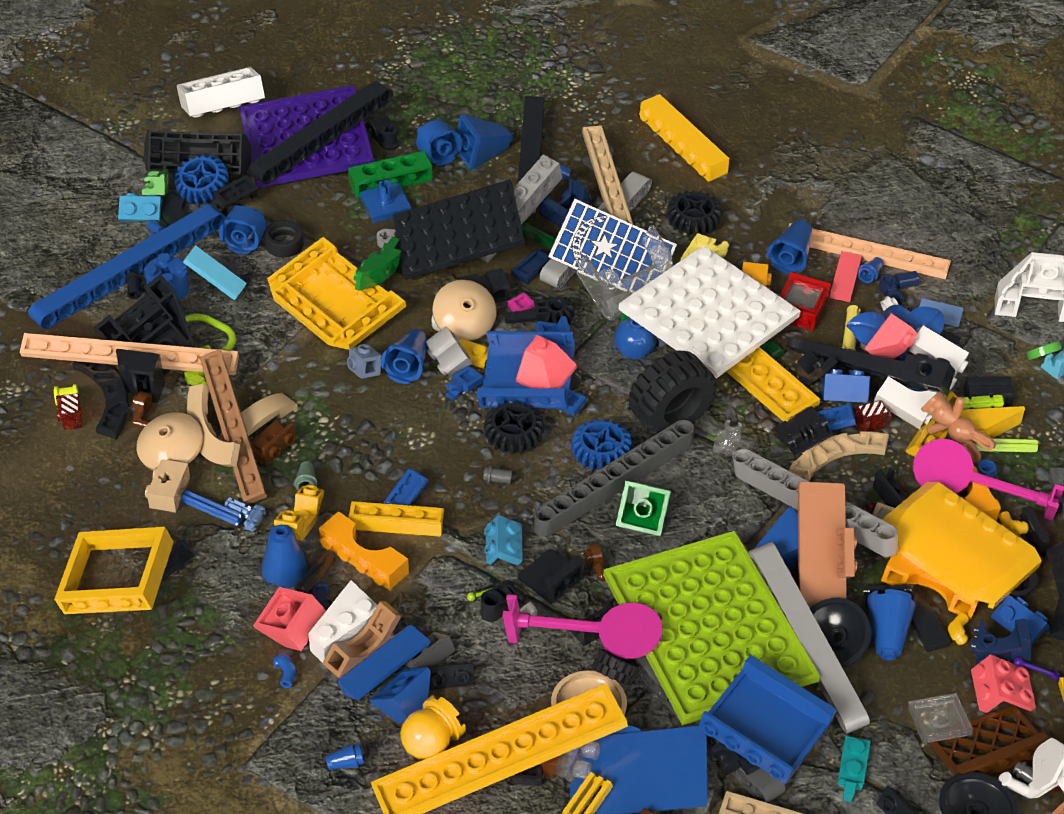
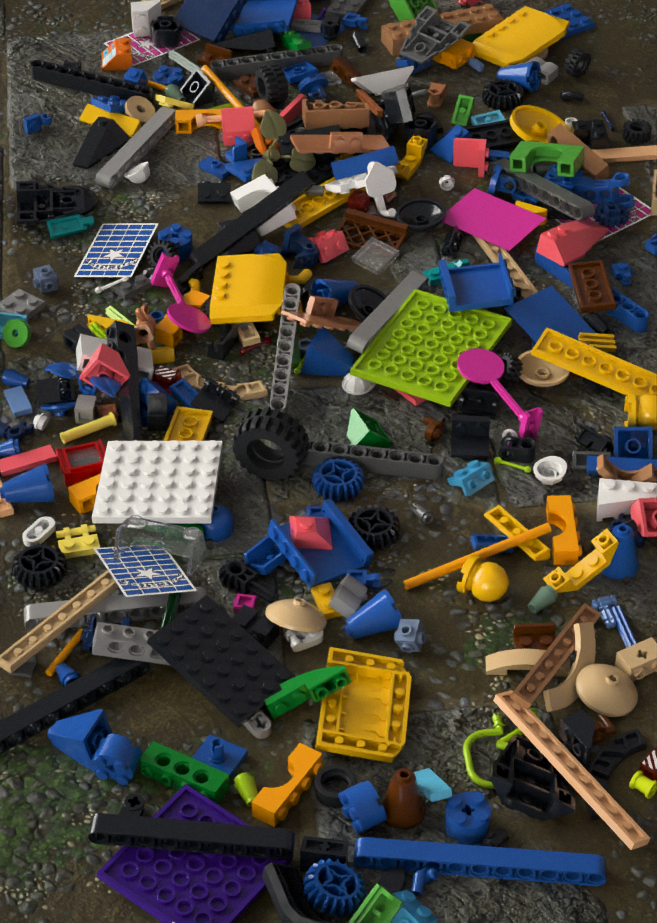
camera: 130 degrees left, 5 degrees down
(223, 248) = (404, 800): none -> reddish brown cone
(310, 200) = (273, 803): none -> light orange arch
(340, 196) = (246, 787): none -> lime cone
(362, 442) = (485, 580): none -> yellow tile
(397, 467) = (483, 553): none -> light orange piece
(442, 595) = (550, 470): none -> white piece
(578, 175) = (64, 653): none -> light orange bar
(738, 235) = (39, 531): none -> white plate
(974, 322) = (14, 378): none -> blue cone

